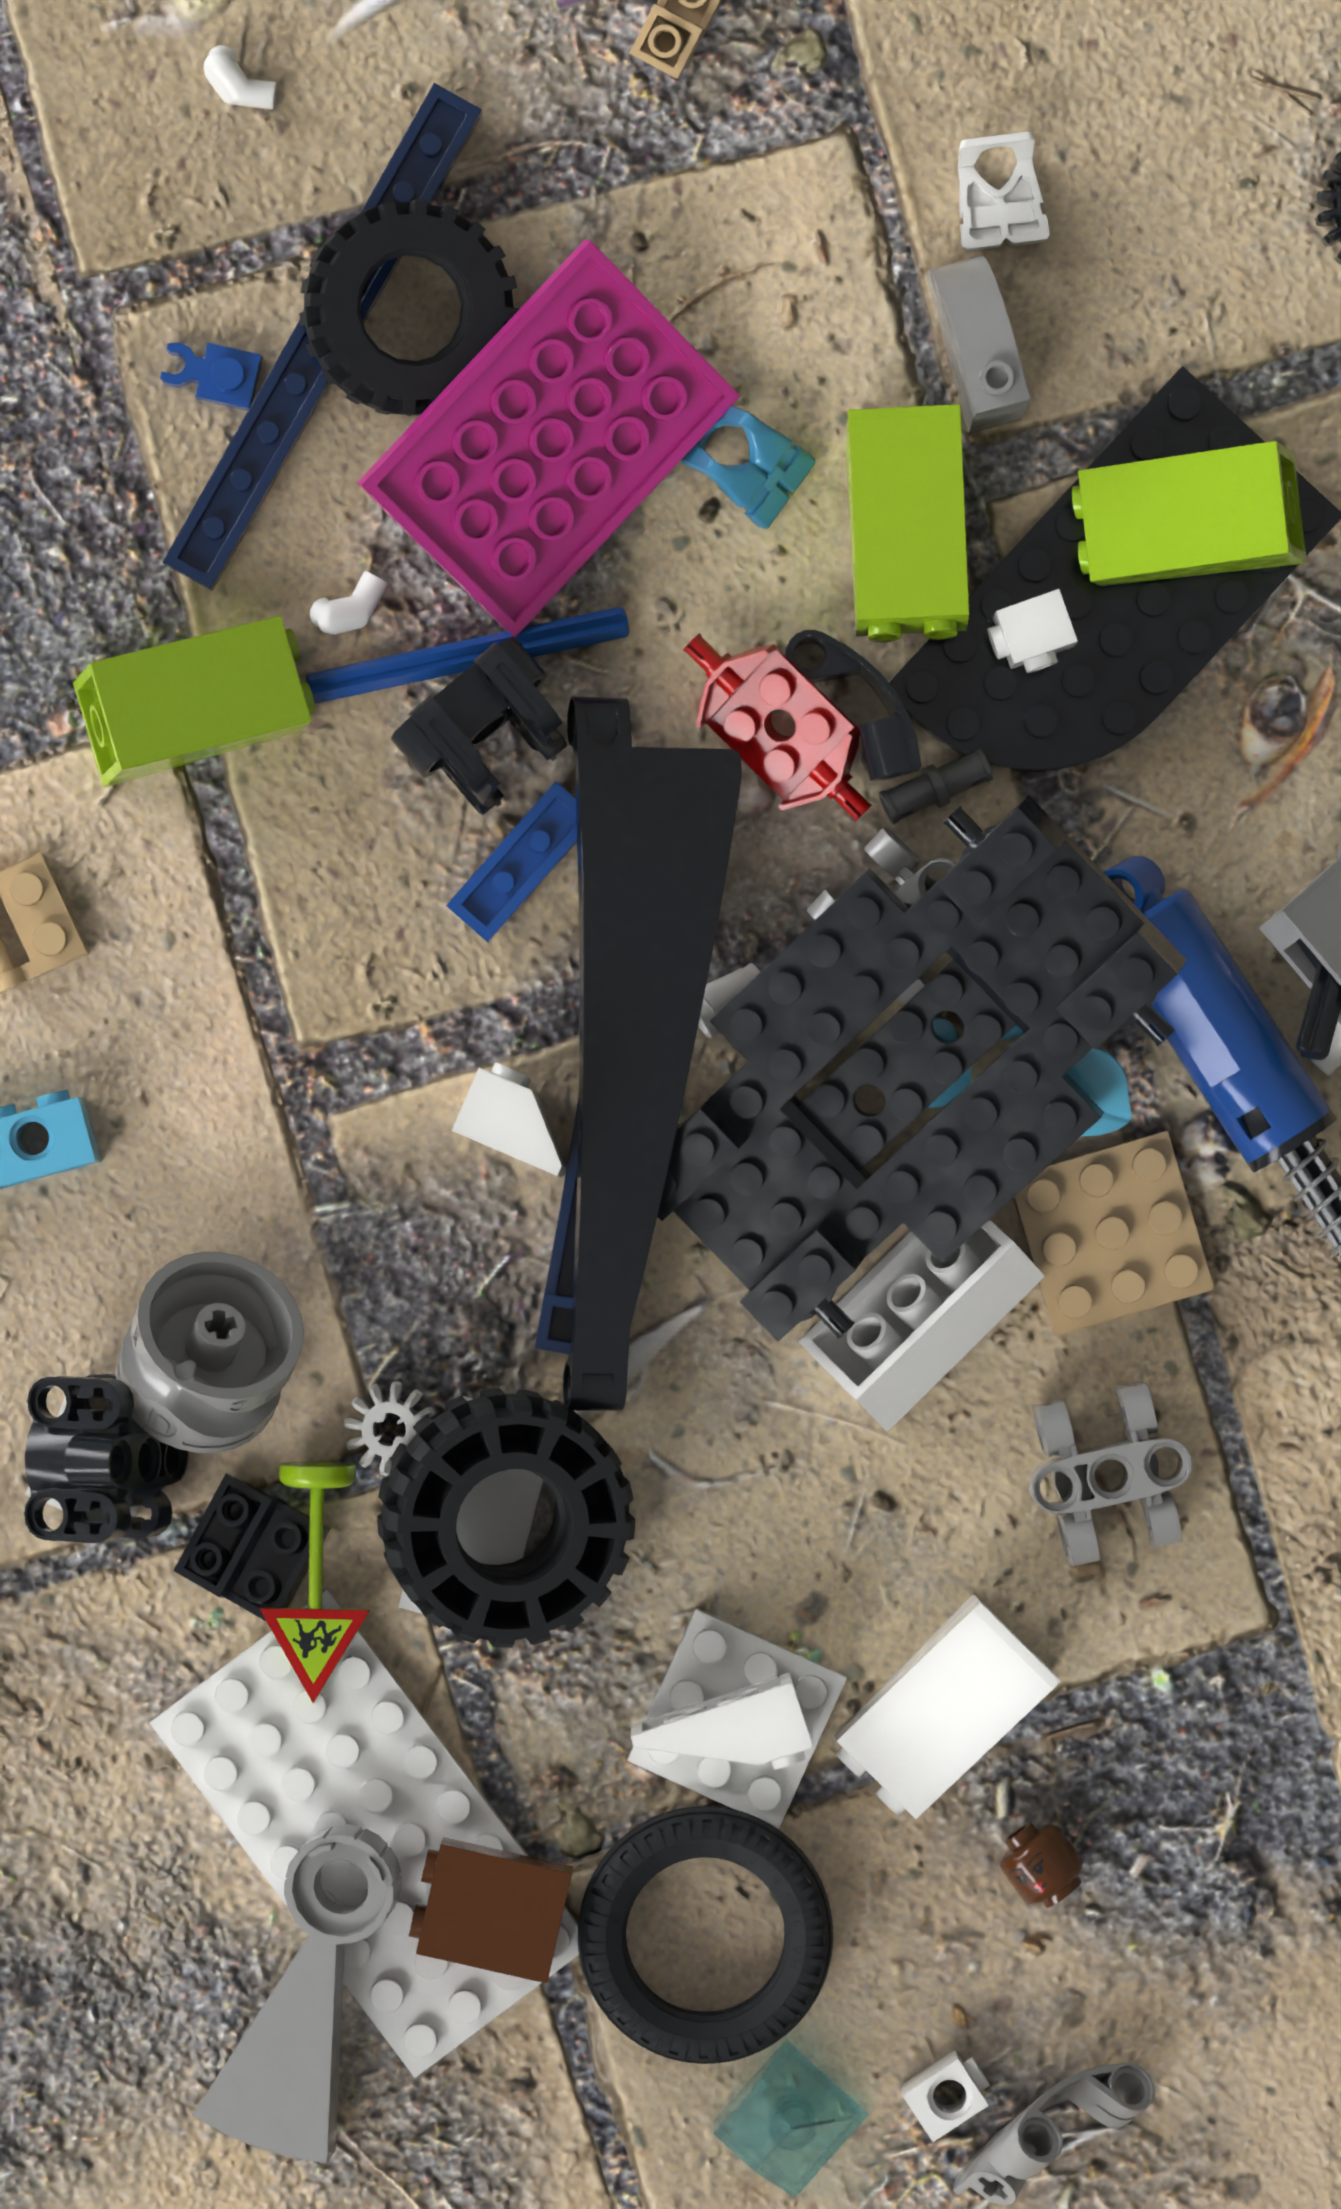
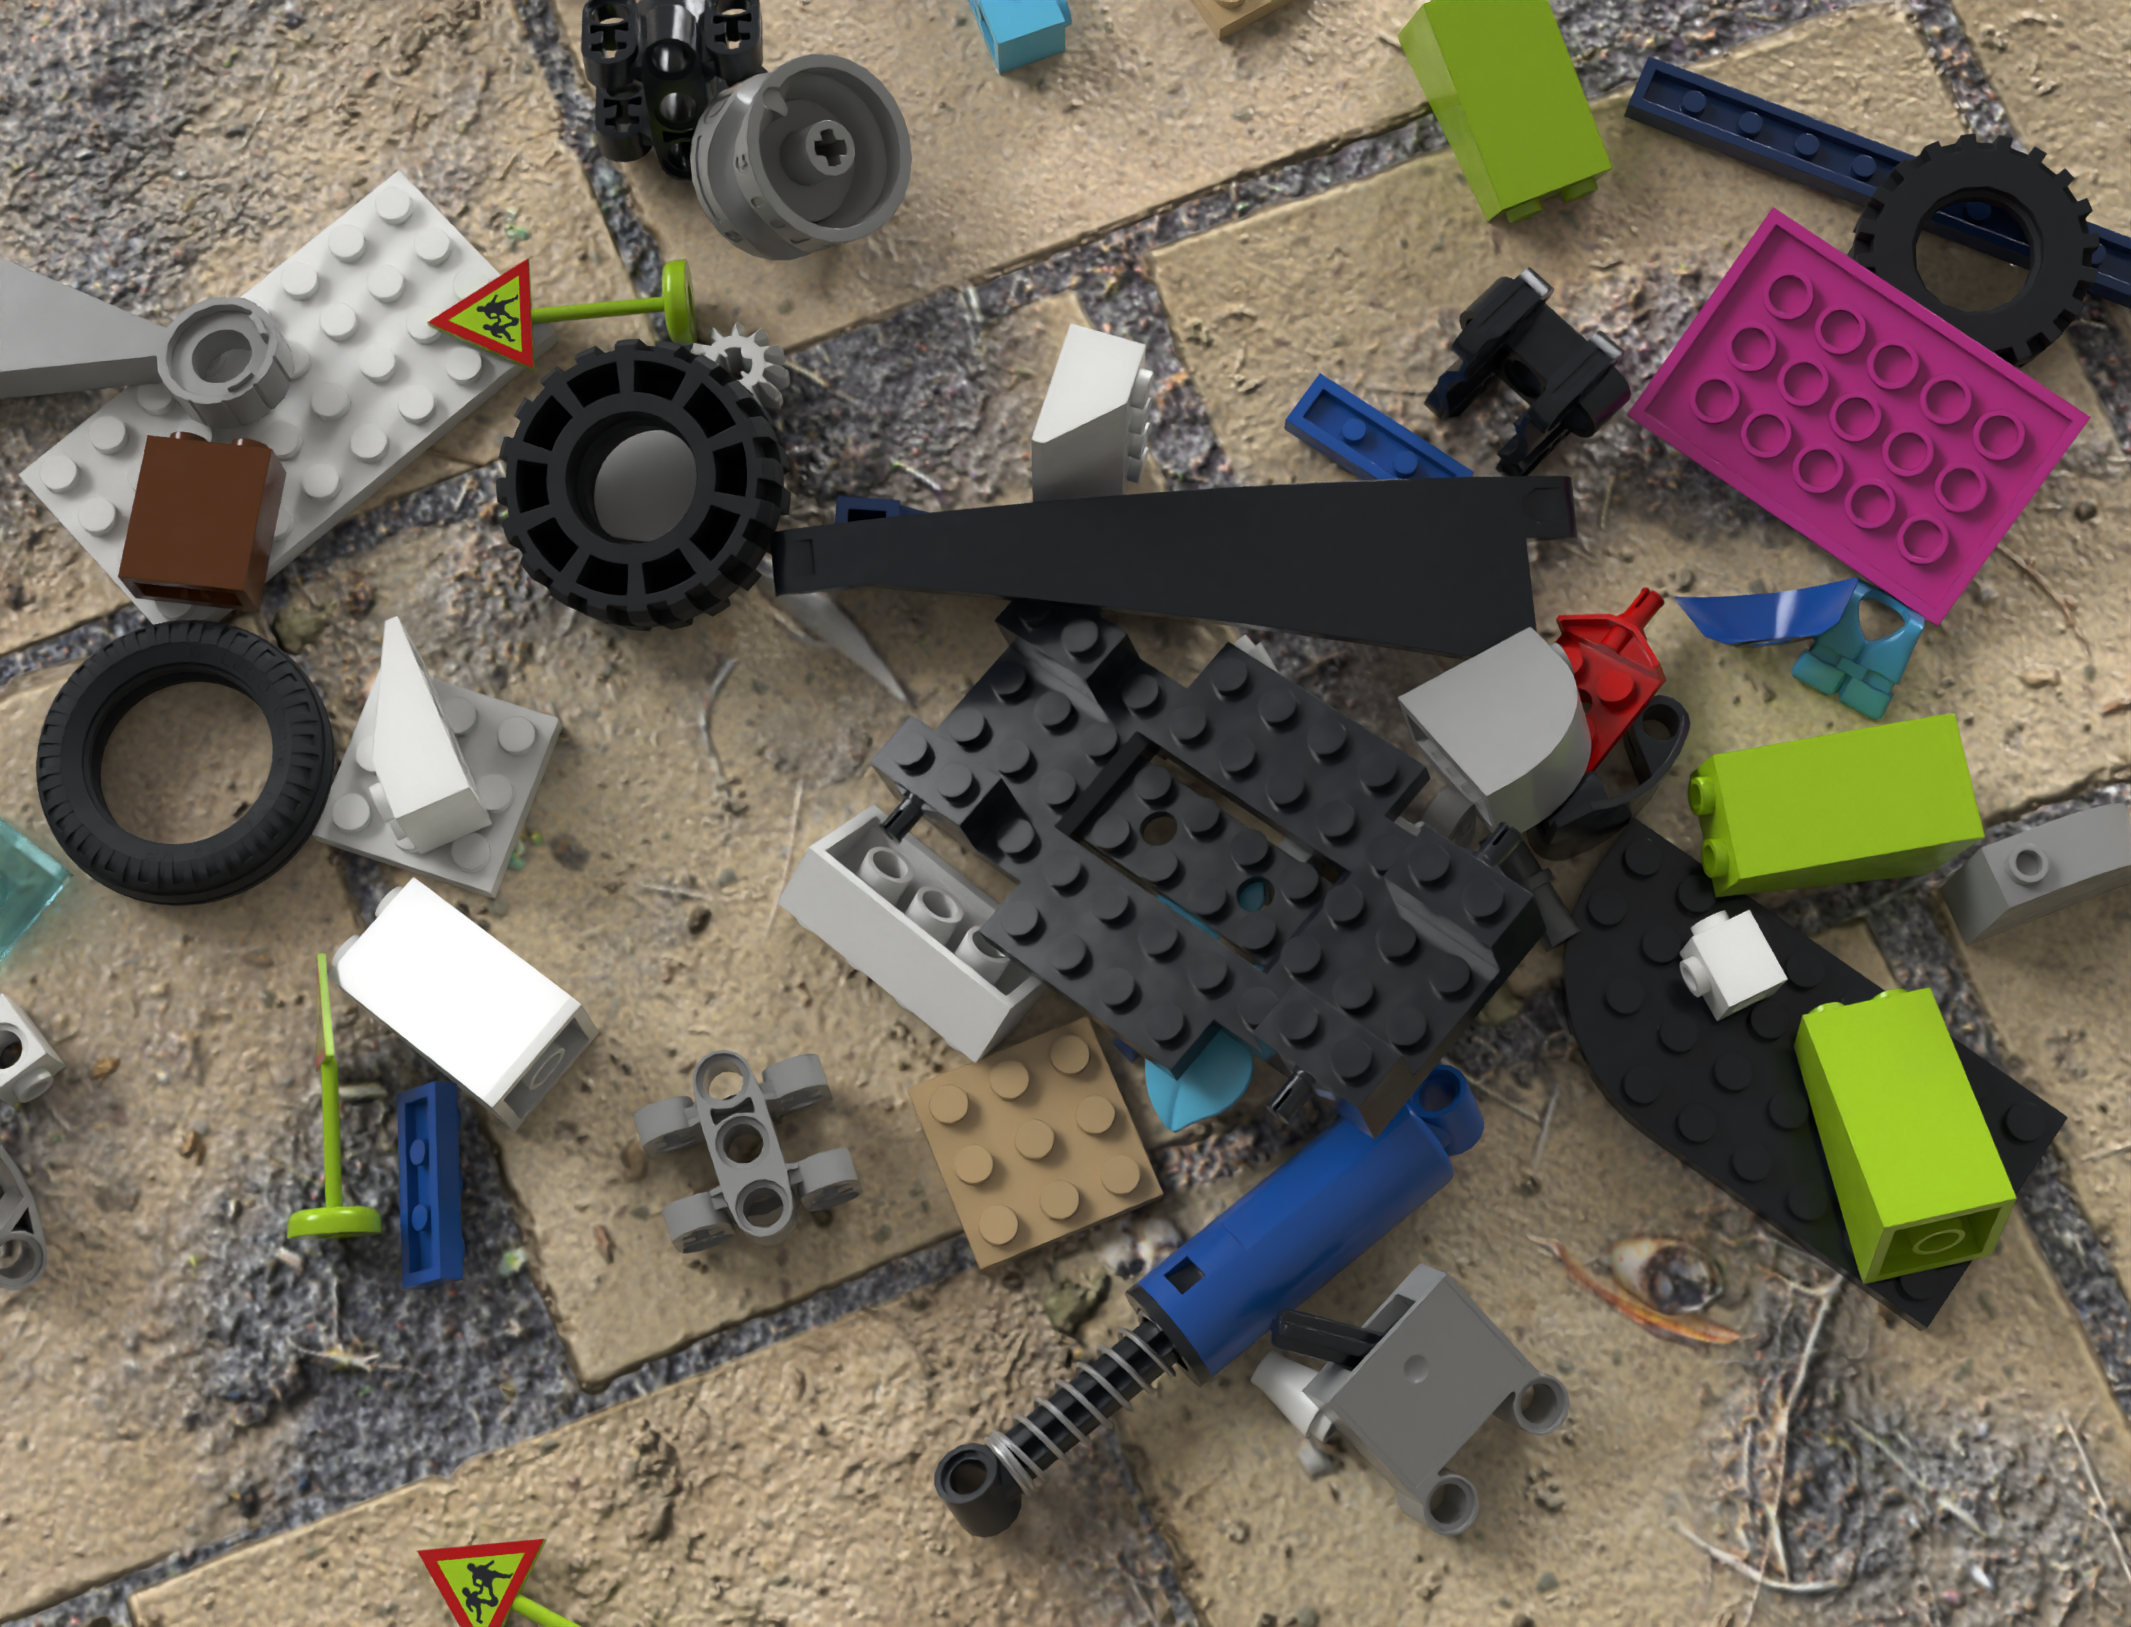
camera: 85 degrees right, 15 degrees down
(223, 375) = (1855, 98): blue plate -> none
(248, 1548) = (596, 250): black slope -> none
(349, 612) = (1625, 251): white arm -> none
(459, 655) = (1620, 432): blue axle -> none
(713, 568) = (1770, 617): none -> blue piece
(816, 791) = (1505, 730): none -> light grey brick
(1041, 1864) = (280, 1133): reddish brown head -> none
(1098, 1743) = (430, 1186): none -> blue plate
(1122, 1822) = (335, 1219): none -> lime piece

